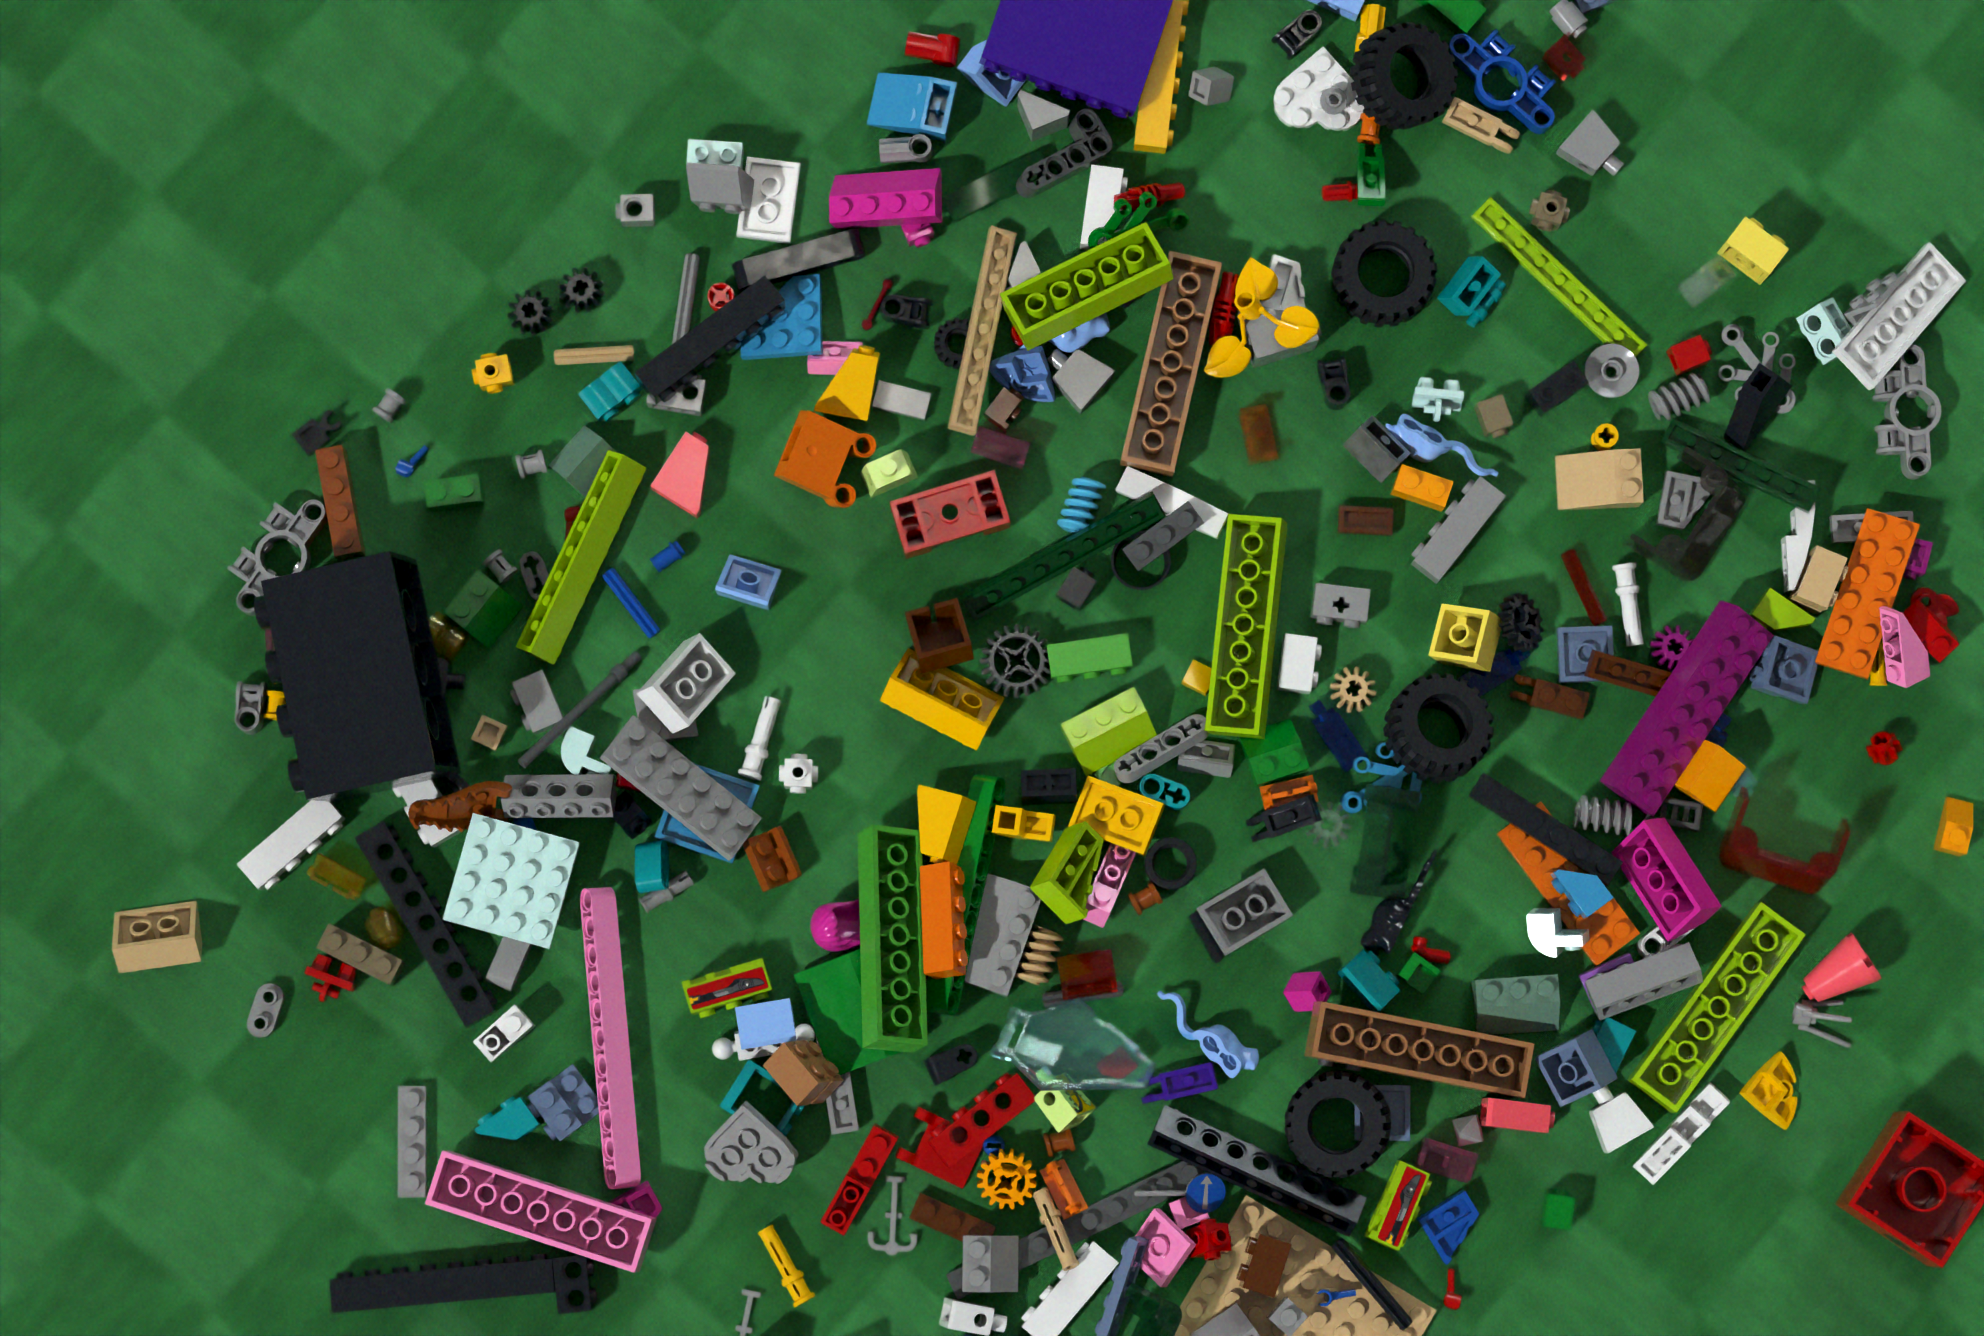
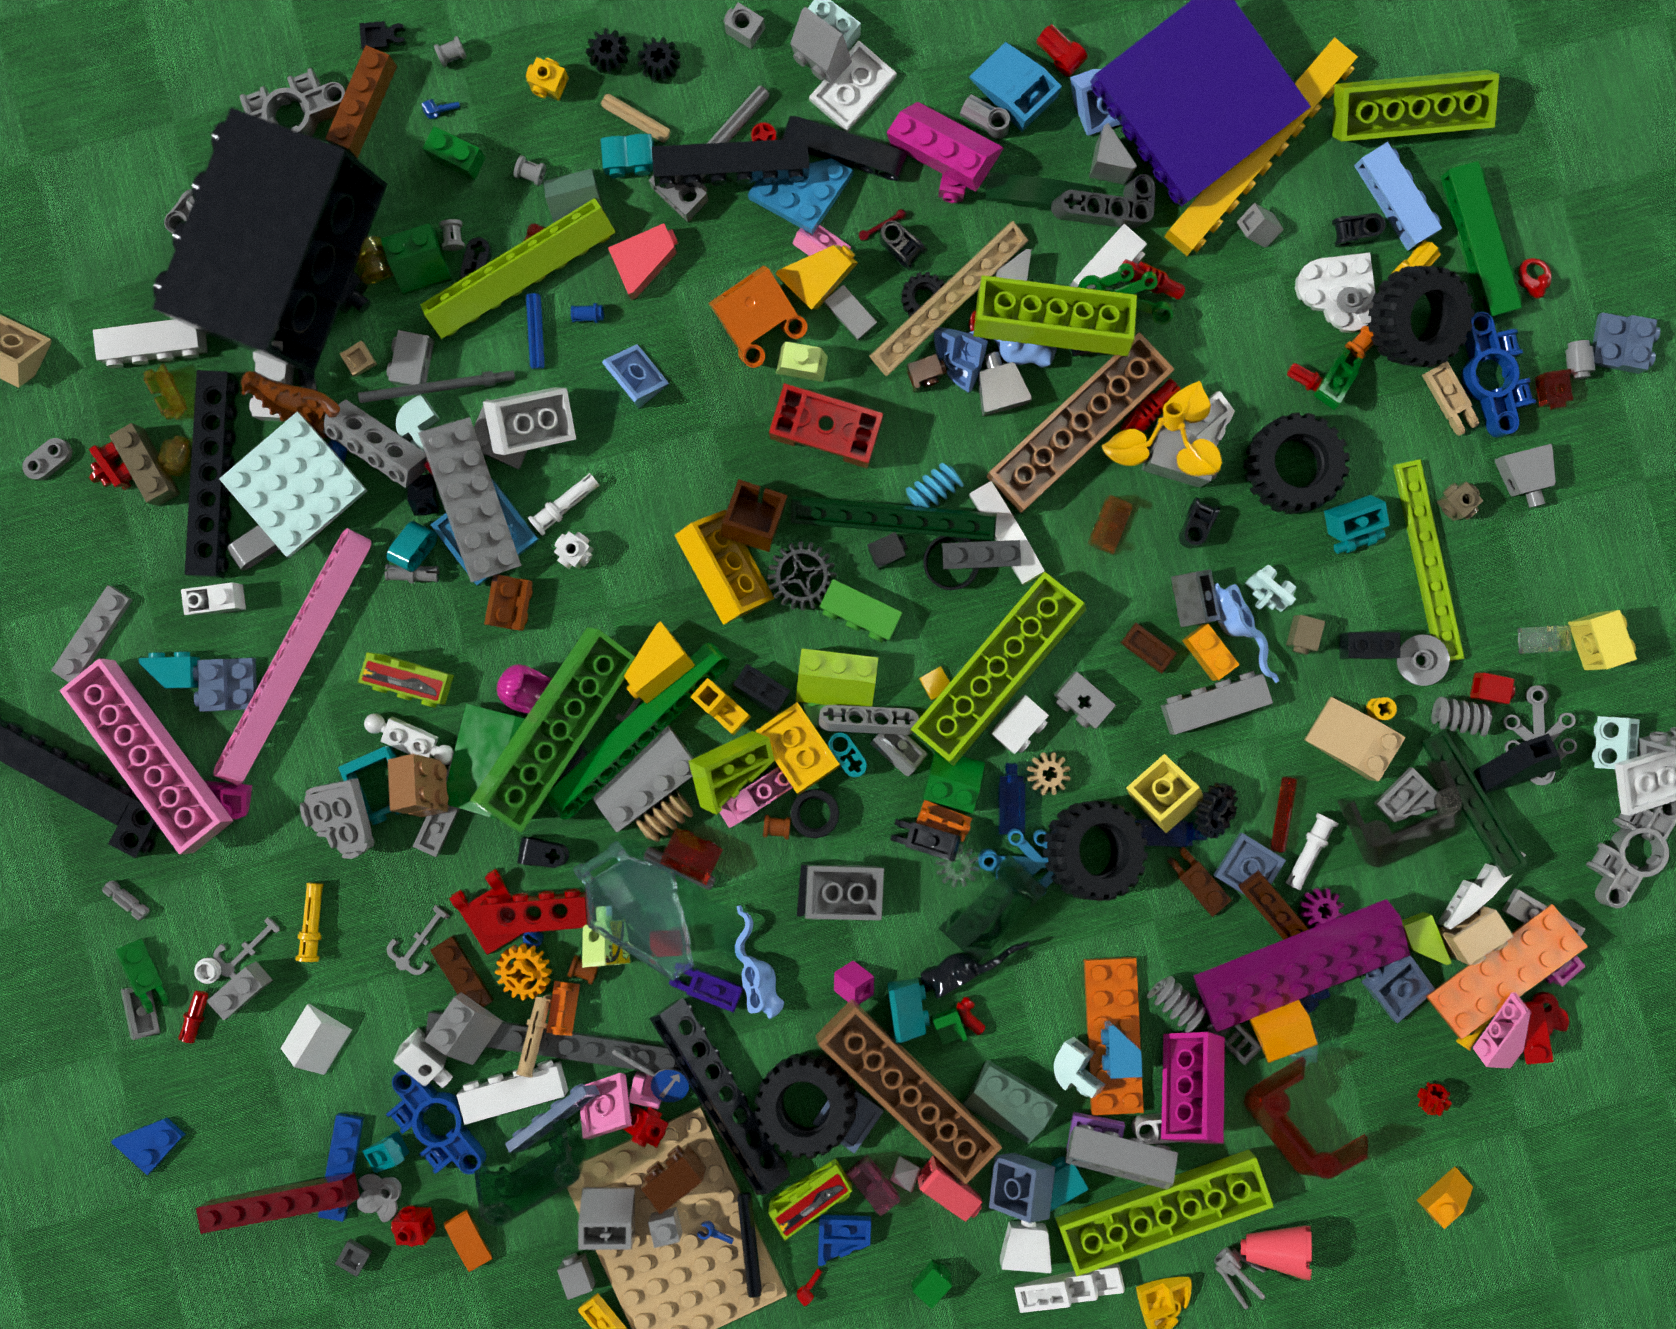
camera: 40 degrees right, 5 degrees up
(765, 1023) = (415, 729): light blue slope -> none
(859, 1179) = (410, 895): red slope -> none
(943, 920) = (604, 741): orange brick -> none
(1000, 447) = (902, 400): clear pink hinge -> none
(1545, 828) = (1125, 984): black plate -> none

